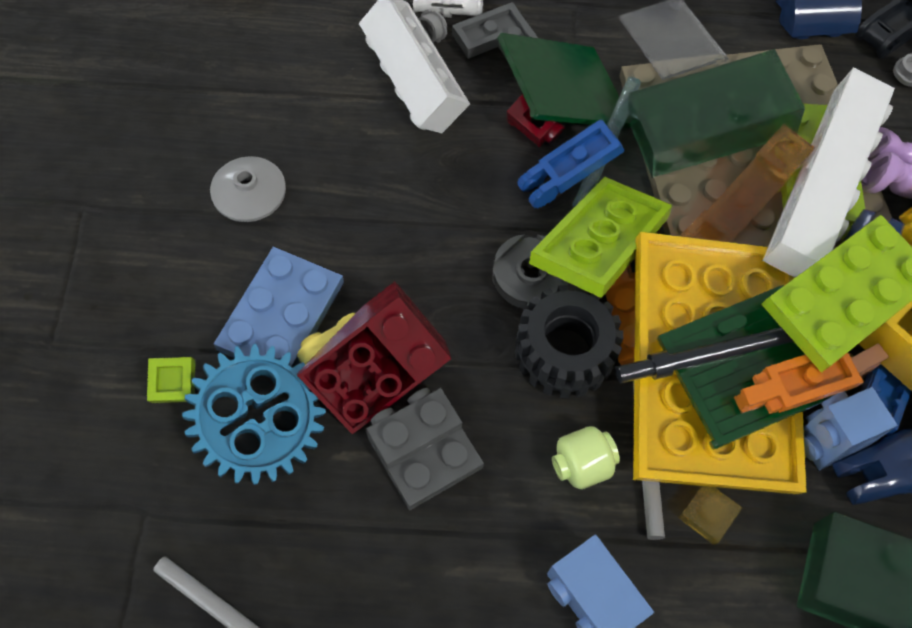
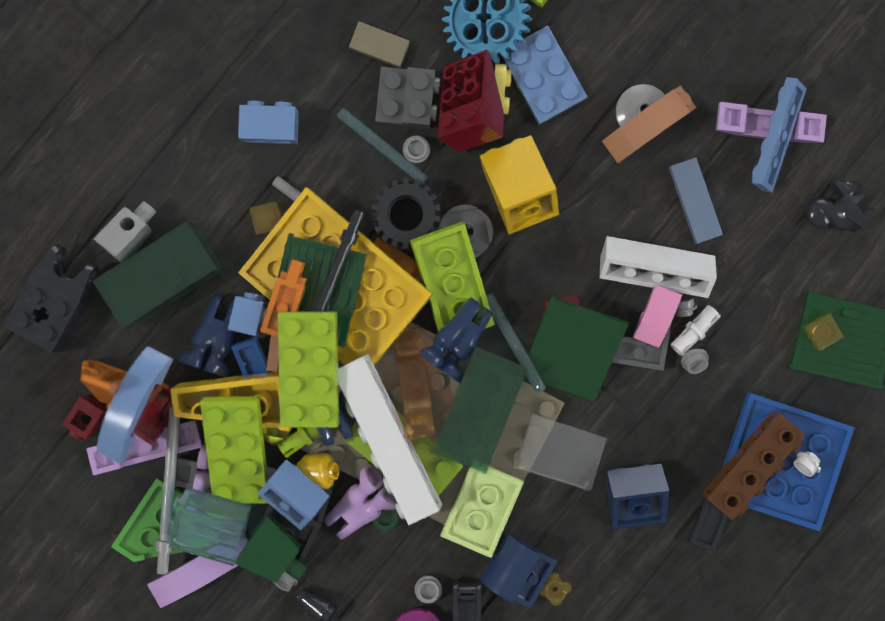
camera: 130 degrees right, 25 degrees up
(168, 44) = (779, 134): none -> medium blue plate
(173, 58) = (754, 123): none -> lavender slope
(263, 153) = (649, 123): none -> nougat arch
(311, 81) = (695, 200): none -> sand blue tile
(381, 532) = (379, 44): none -> dark tan tile
(428, 247) = (520, 184): none -> yellow slope
(463, 27) = (657, 316): none -> bright pink slope
(479, 392) = (416, 149): none -> light grey plate
(506, 440) = (381, 145): none -> clear light blue bar
(570, 163) = (514, 309): blue hinge -> none
(585, 457) = (338, 174): yellowish green head -> none
(661, 185) = (457, 337): none -> dark blue piece
(811, 58) = (482, 510): none -> yellowish green tile

